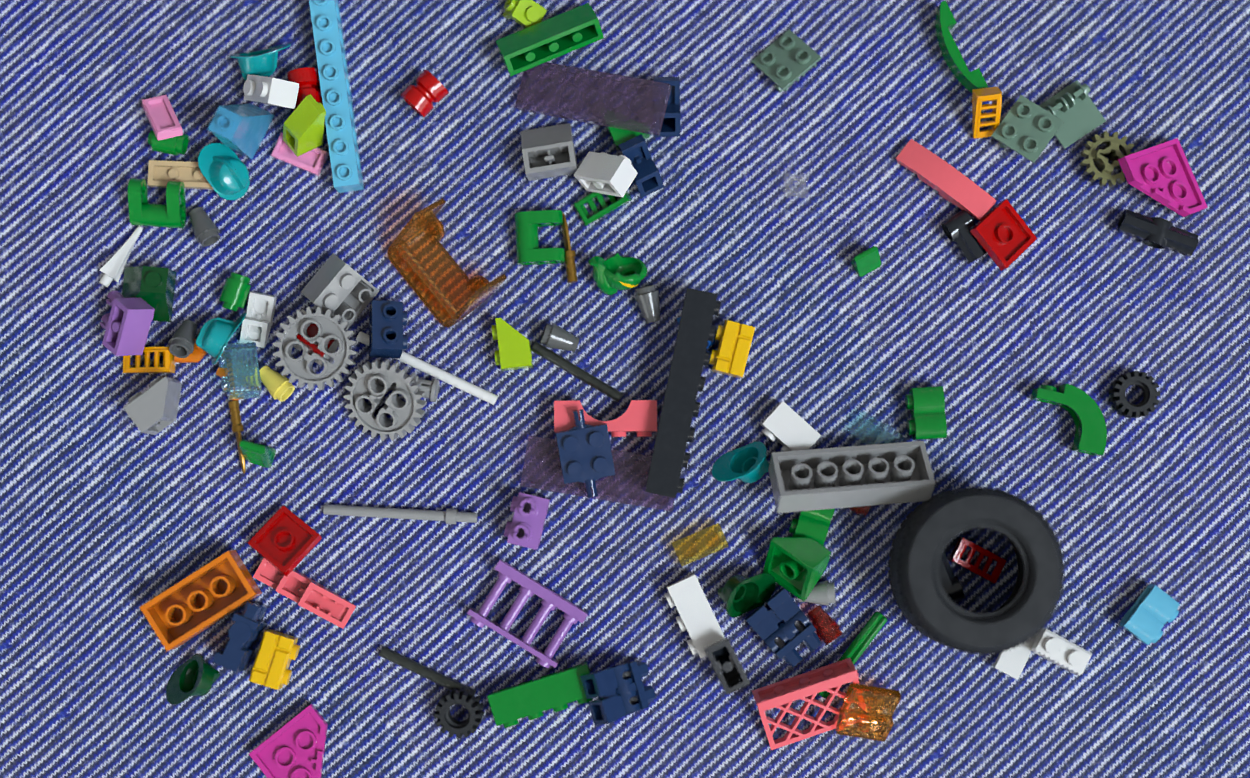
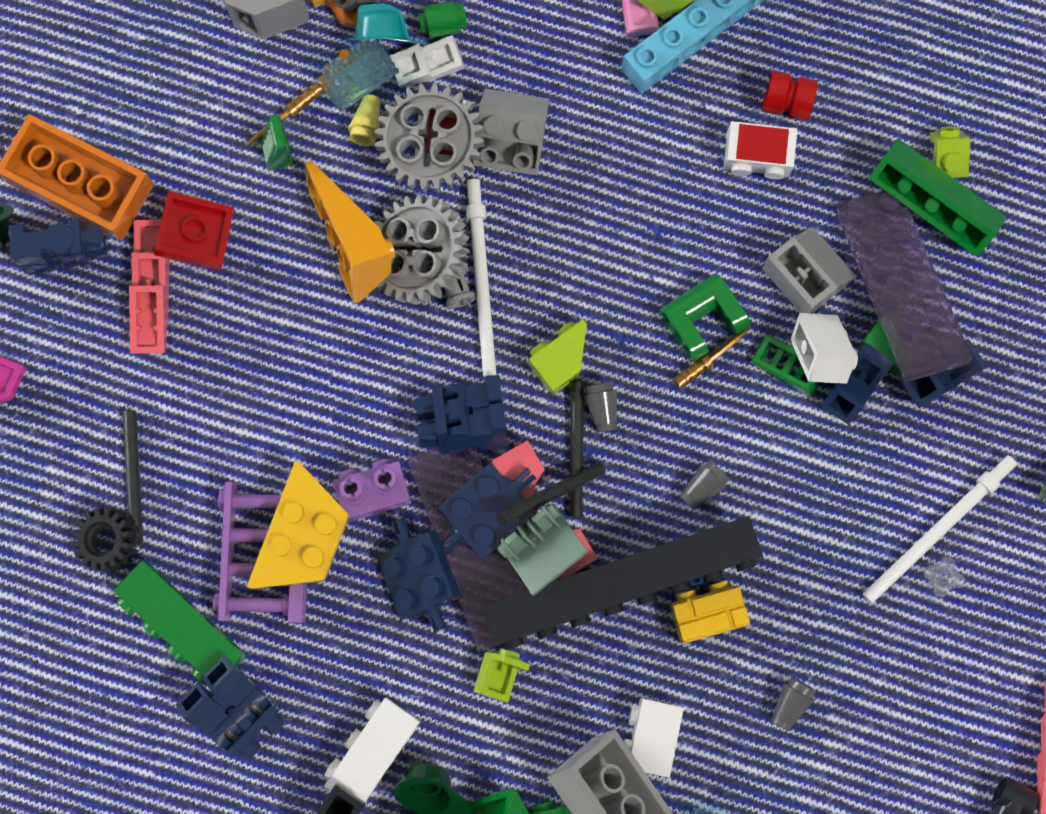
camera: 55 degrees right, 5 degrees down
(274, 659) = (53, 297): yellow brick -> none
(359, 435) = (358, 240): none -> light orange wedge
(386, 329) = (497, 206): dark blue brick -> none
(434, 272) = (596, 219): clear orange windscreen -> none
(449, 134) = (760, 150): none -> brick
(450, 516) = (326, 400): light grey bar -> none
(515, 433) = (463, 417): none -> dark blue hips
(531, 583) = (300, 535): none -> yellow wing
(598, 395) = (550, 493): none -> pearl dark grey bar
(600, 521) = (418, 575): none -> dark blue plate
(617, 273) = (717, 428): green hair -> none
(631, 431) = (542, 548): none -> sand green hinge
(693, 506) = (498, 674): none -> lime bracket
(700, 544) = (458, 708): clear yellow plate -> none
(744, 463) = (582, 704): teal piece -> none
(752, 122) = (986, 484): none -> white bar
(819, 329) = (792, 703): none -> dark grey cone
(866, 261) = (906, 713): green slope -> none

